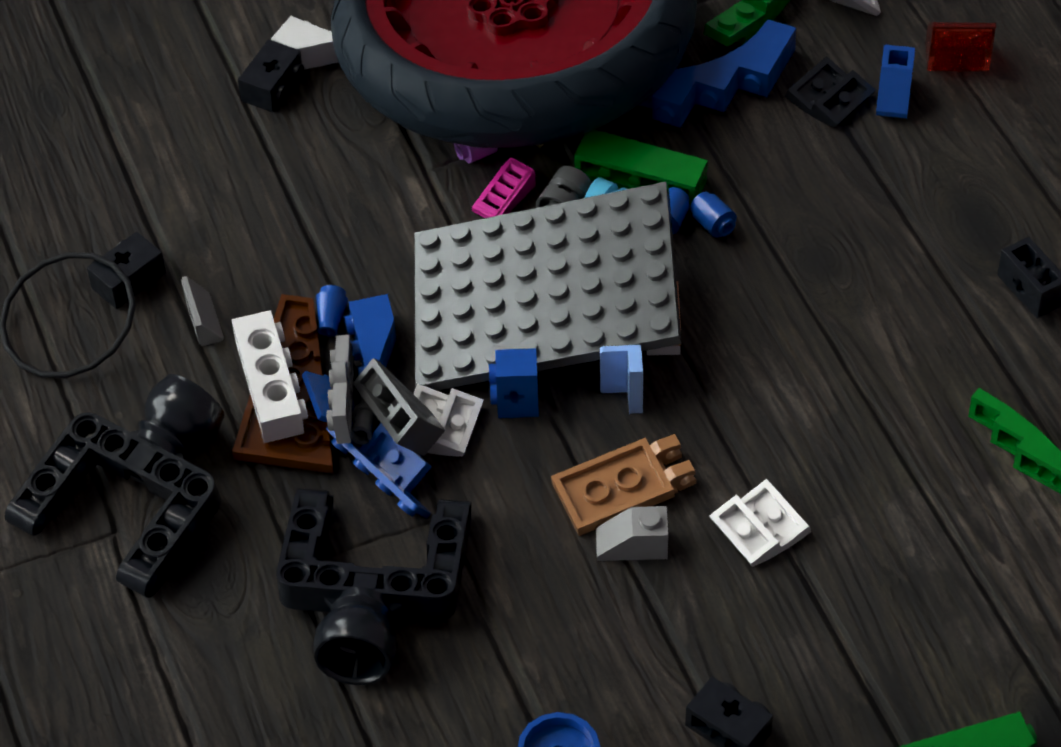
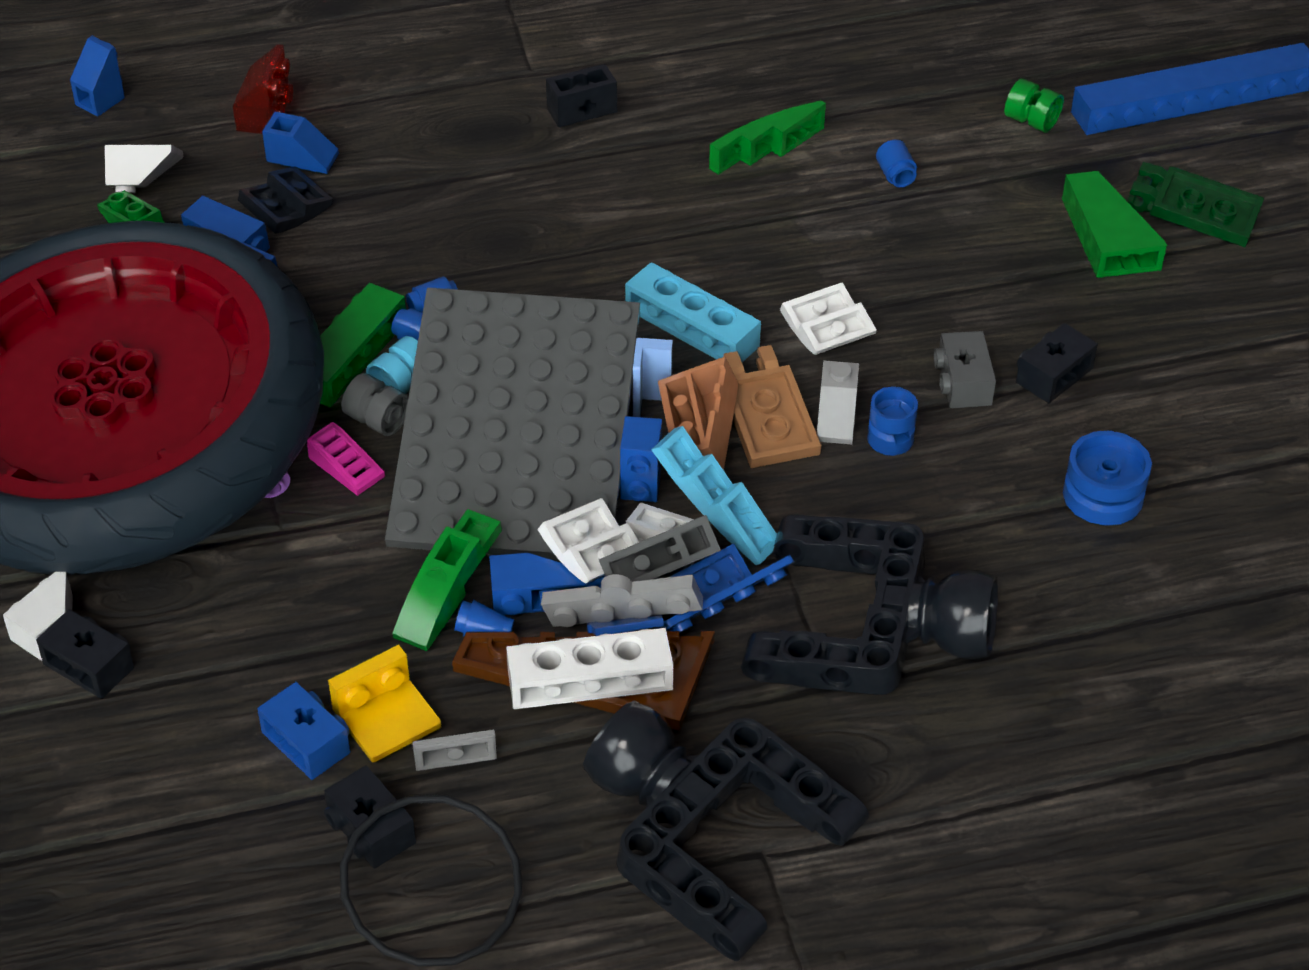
camera: 85 degrees left, 5 degrees down
(206, 216) = (304, 730): none -> blue brick
(235, 261) = (382, 704): none -> yellow bracket
(367, 268) = (442, 578): none -> green slope
(410, 354) = (586, 536): none -> white slope
(477, 439) = (711, 491): none -> medium azure slope
(575, 421) = (702, 404): none -> nougat wedge
(610, 577) = (892, 421): none -> blue wheel
(703, 640) = (965, 369): none -> dark grey brick
(733, 410) = (693, 313): none -> medium azure brick
(1014, 561) = (896, 163): none -> blue brick

